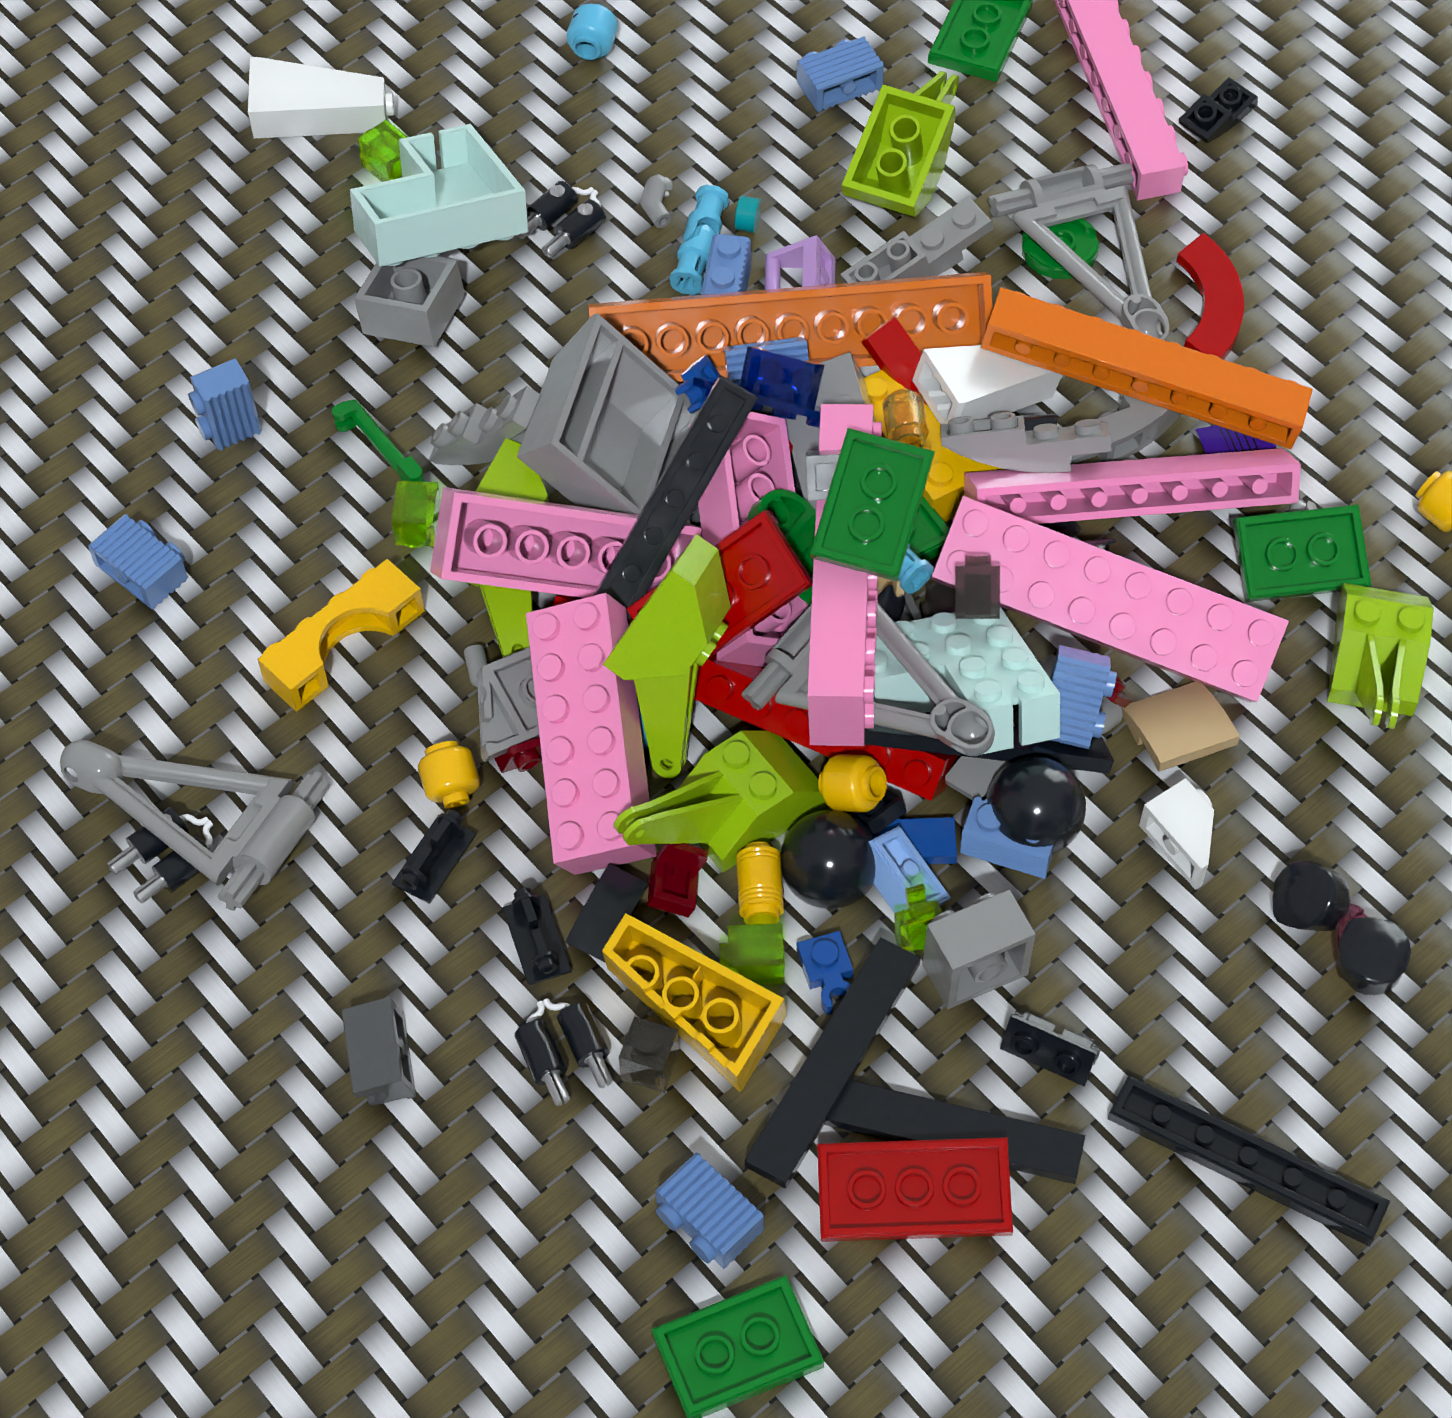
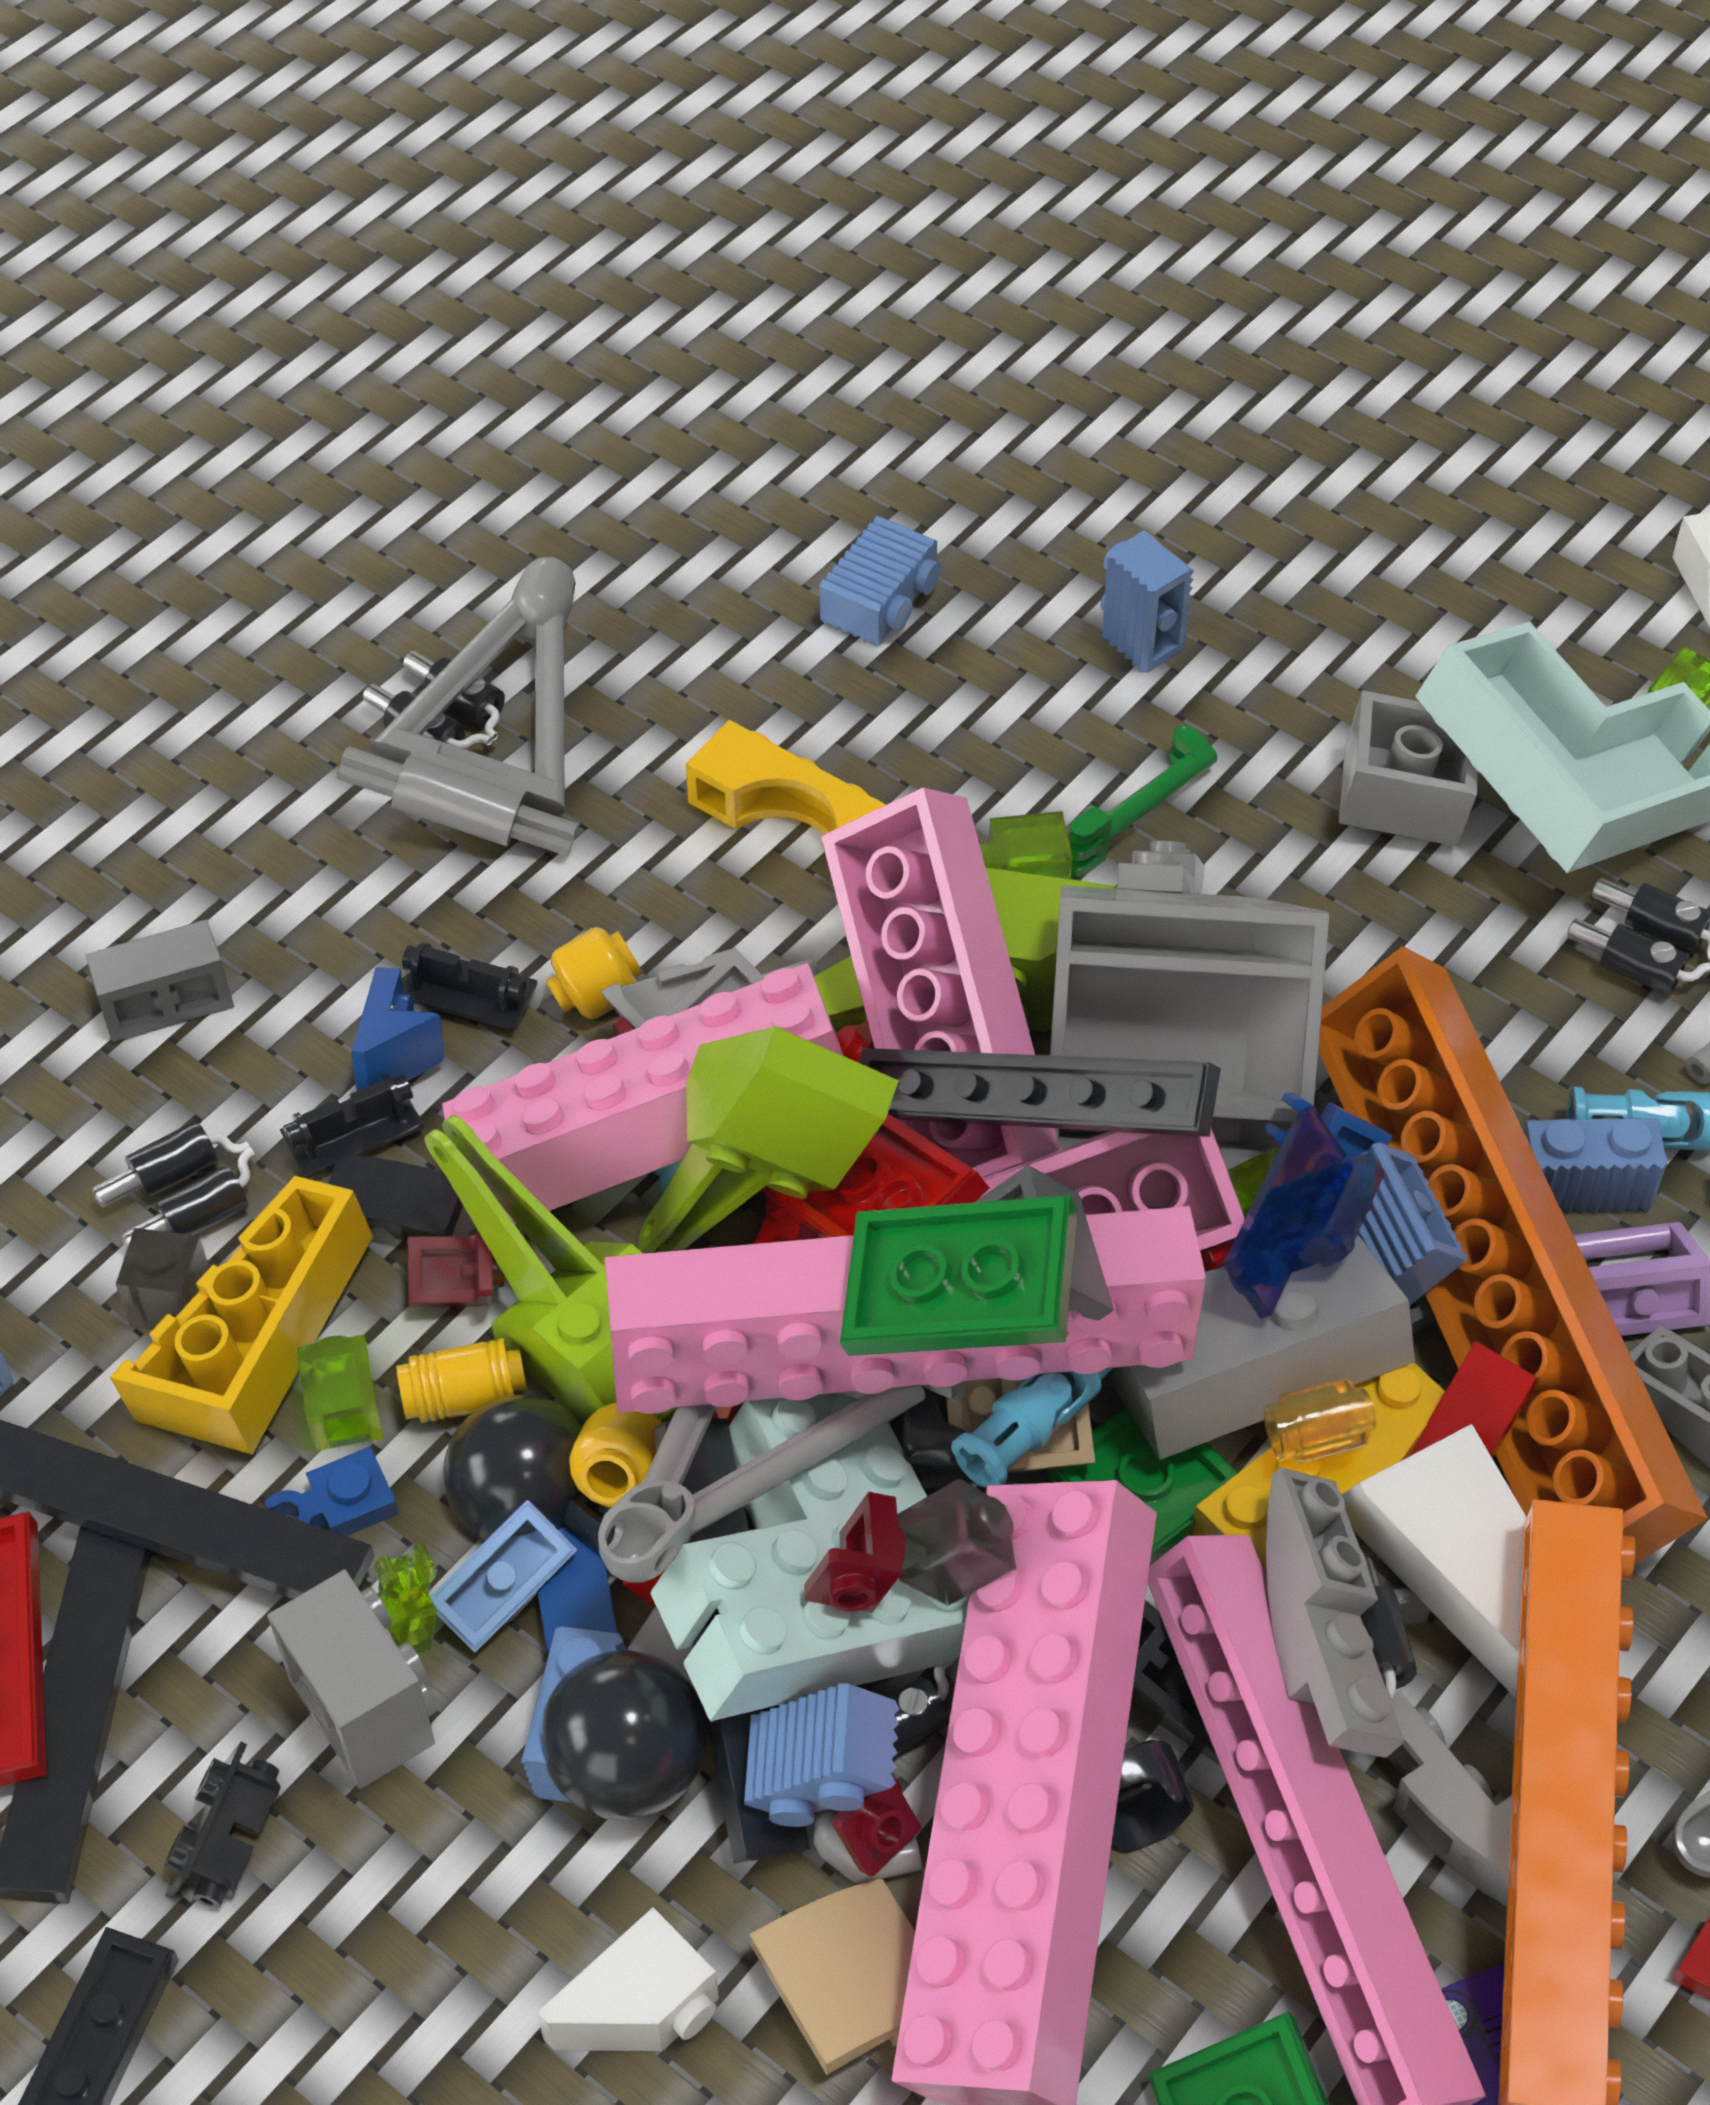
camera: 80 degrees right, 5 degrees down
(477, 905) = (393, 1035): none -> blue slope
(987, 627) = (867, 1561): none -> dark red bracket

